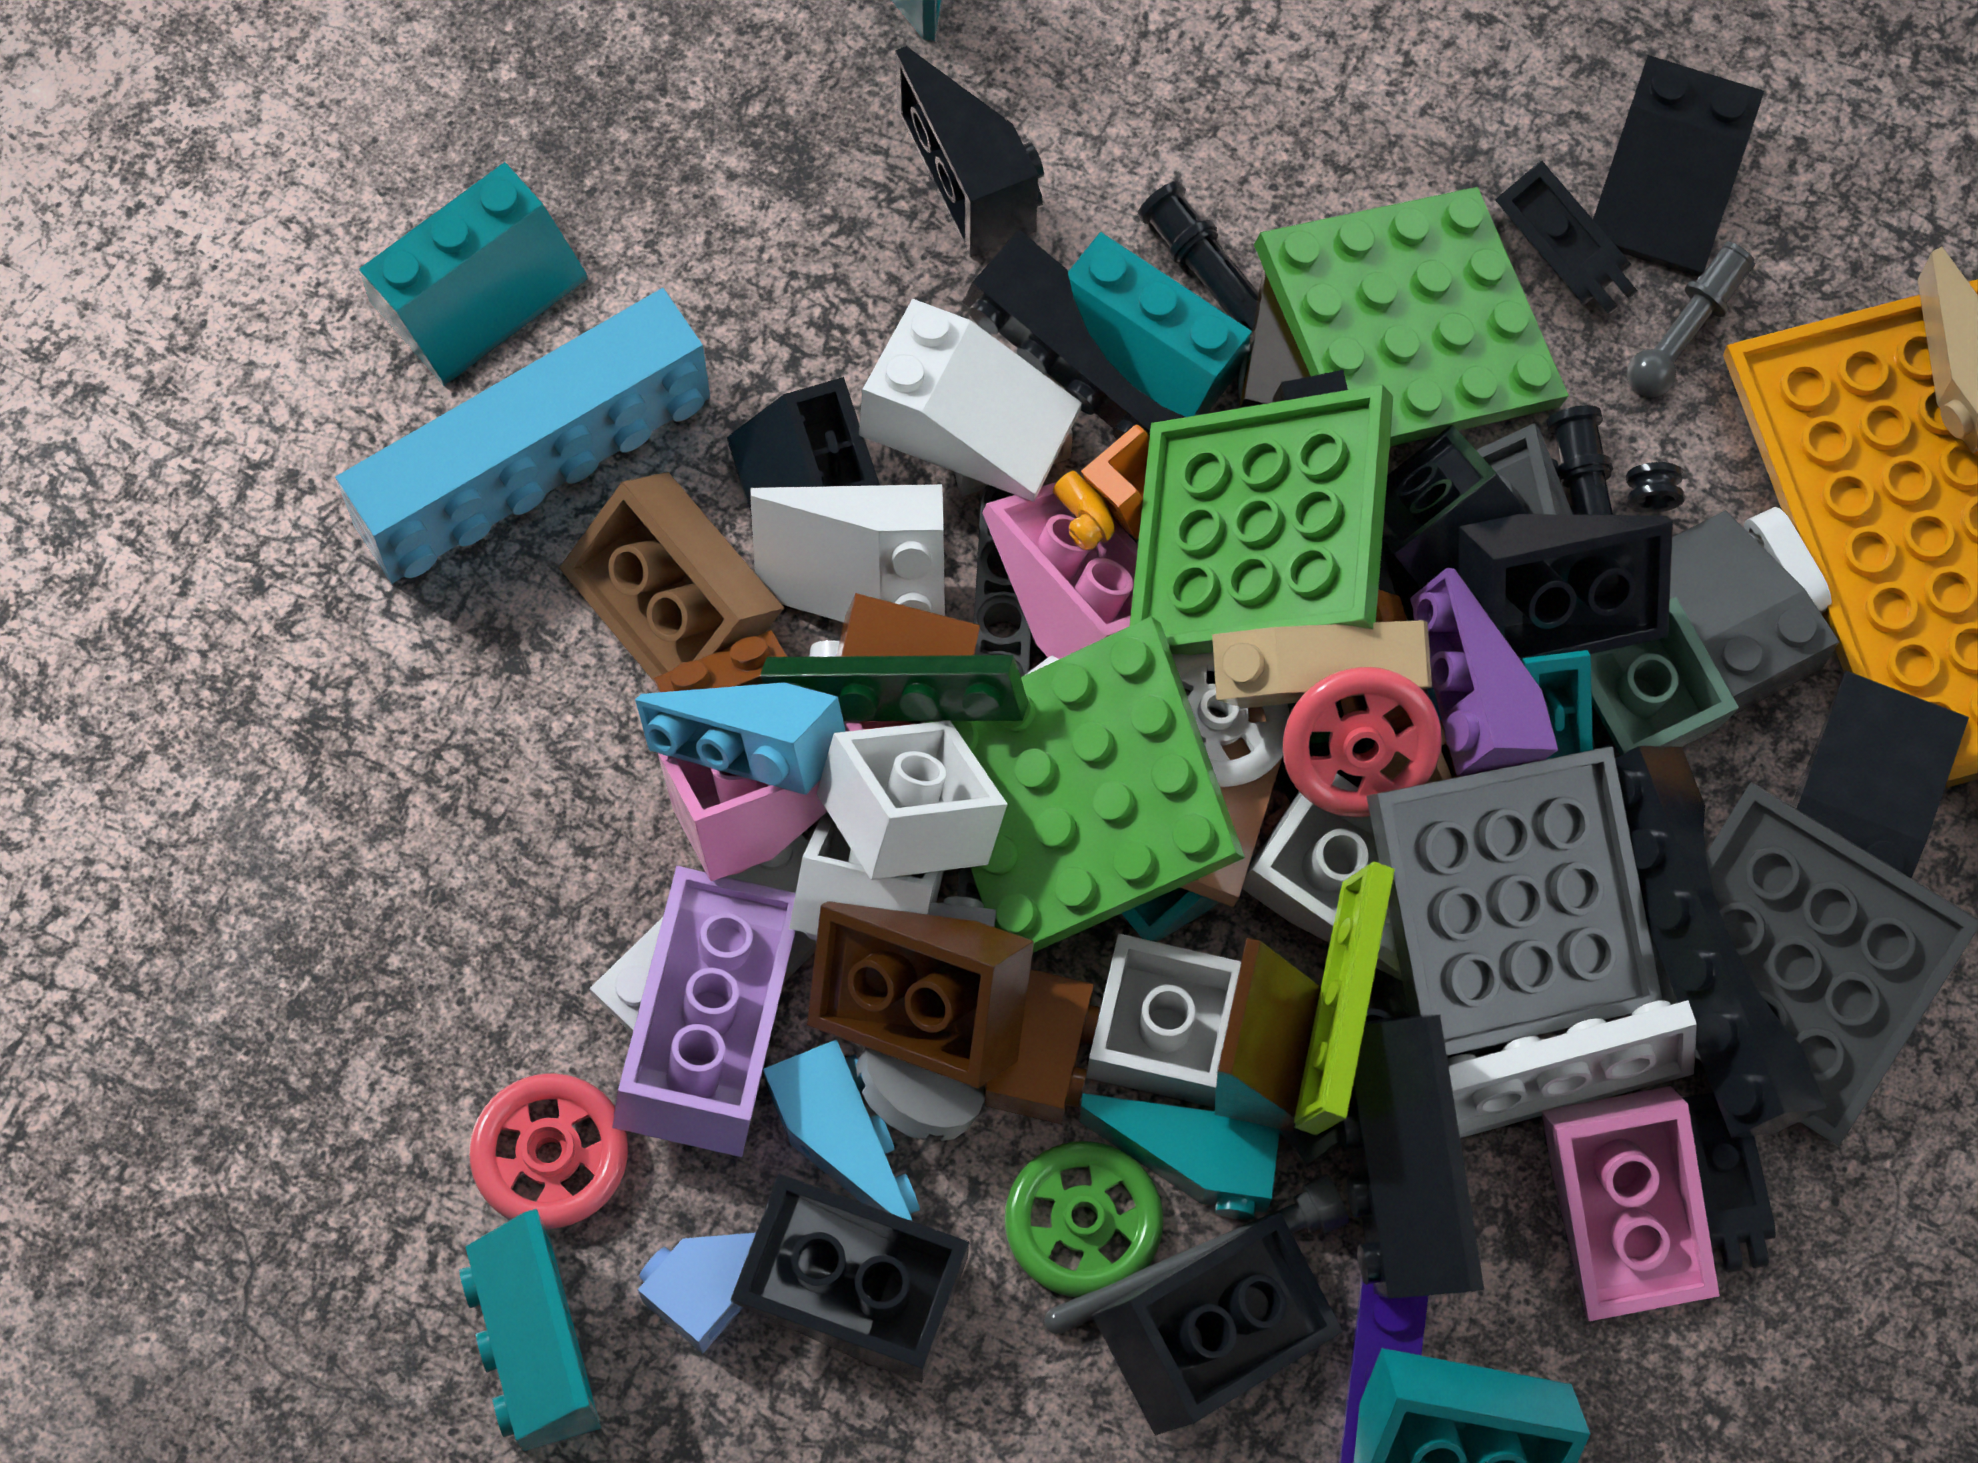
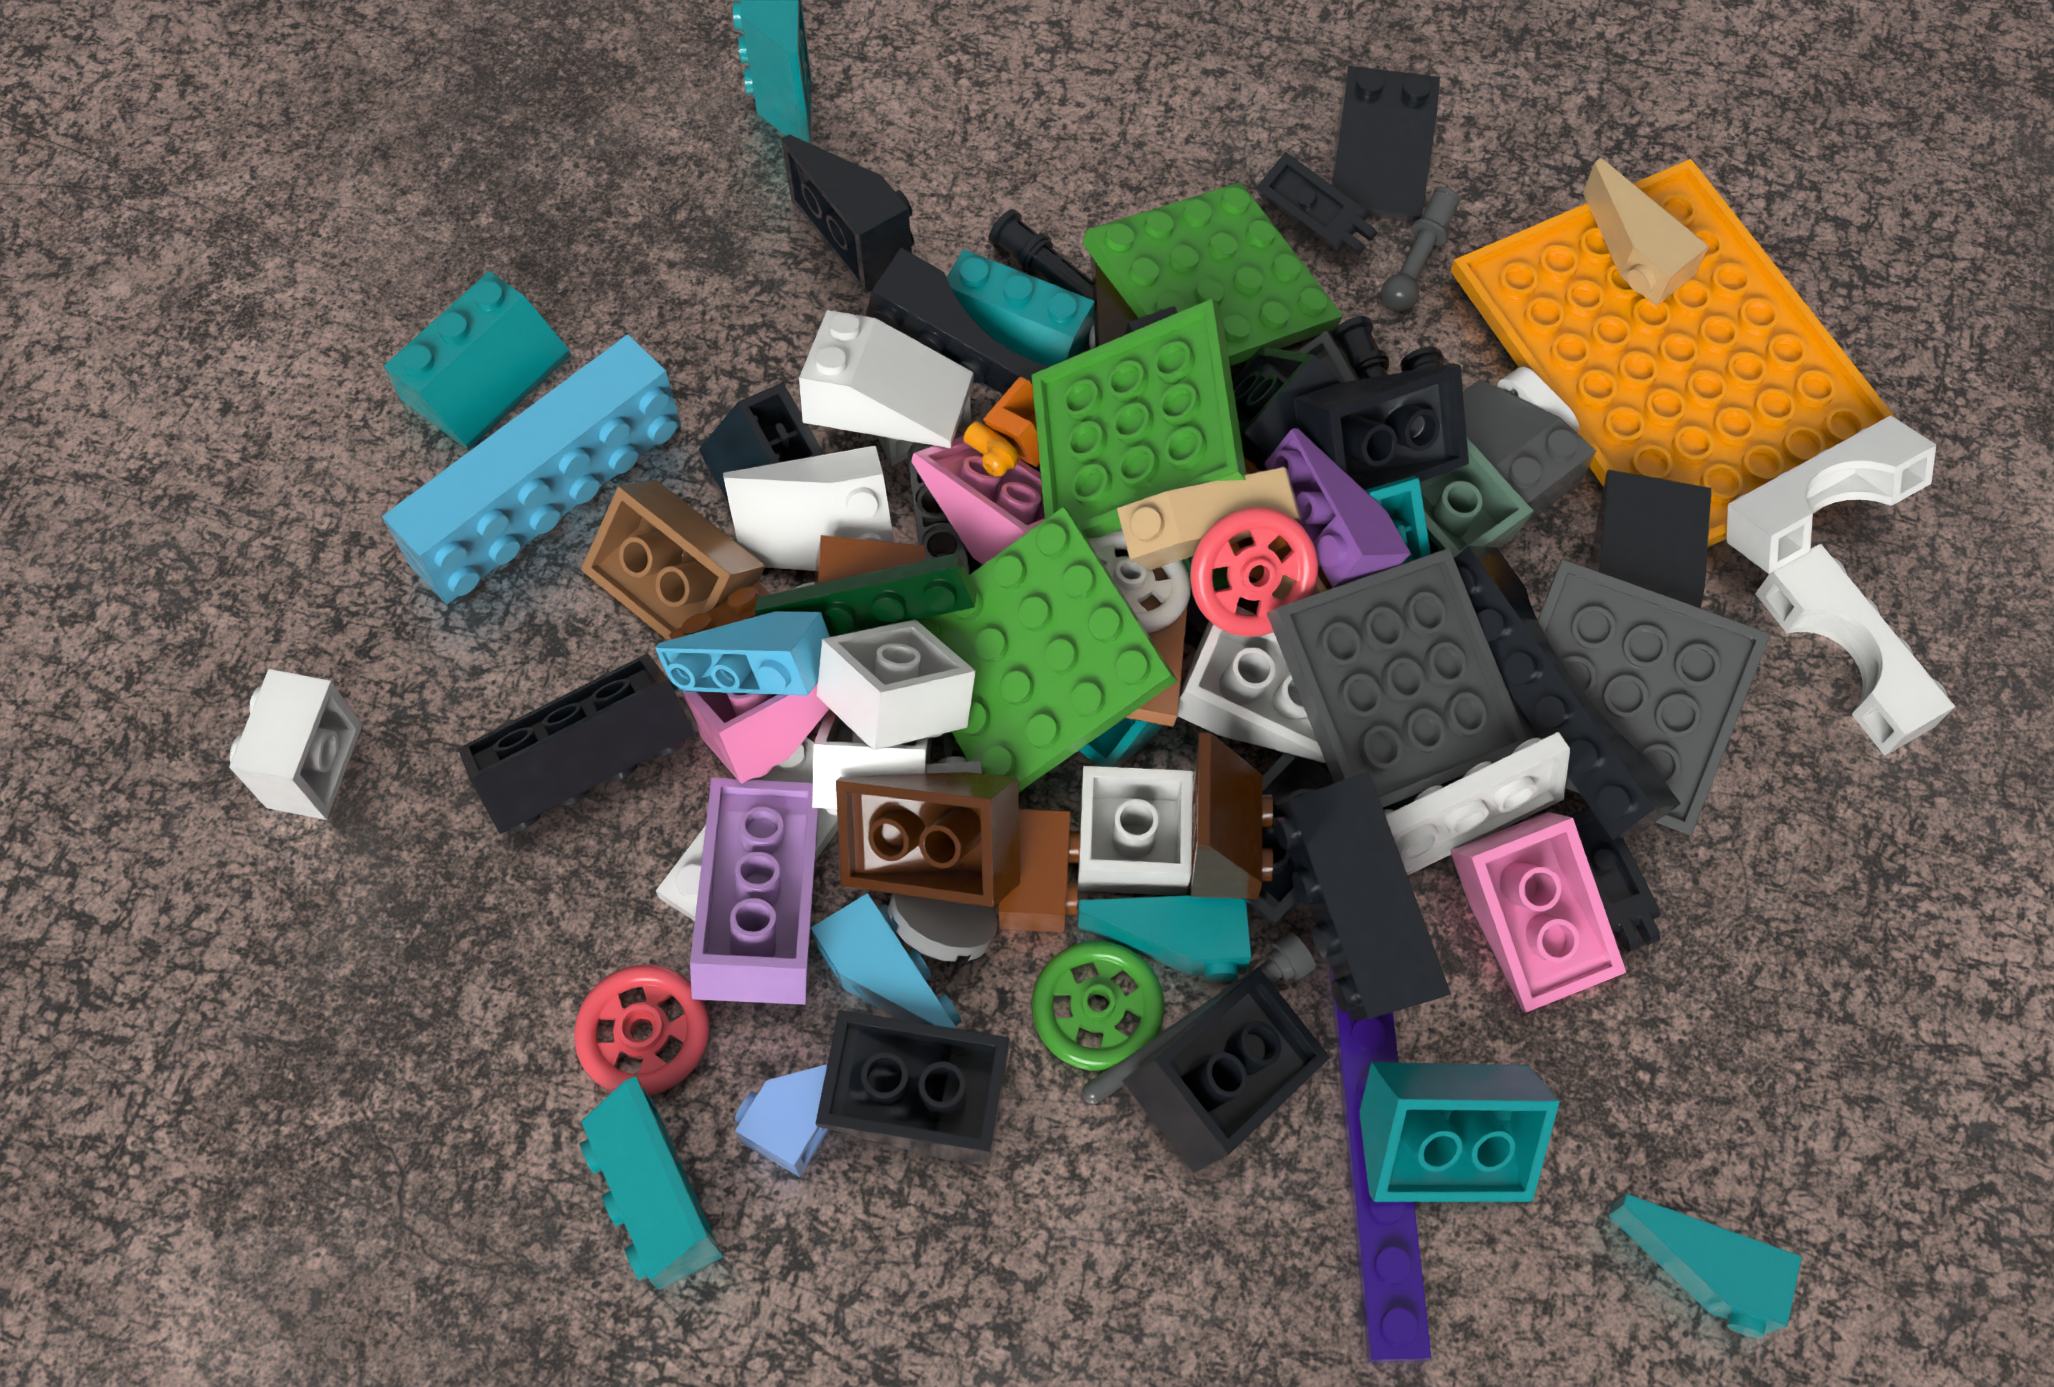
camera: 10 degrees left, 5 degrees down
(196, 737) = (295, 744): none -> white brick
(522, 789) = (575, 743): none -> black slope
(1344, 999) = (1284, 778): lime tile -> none

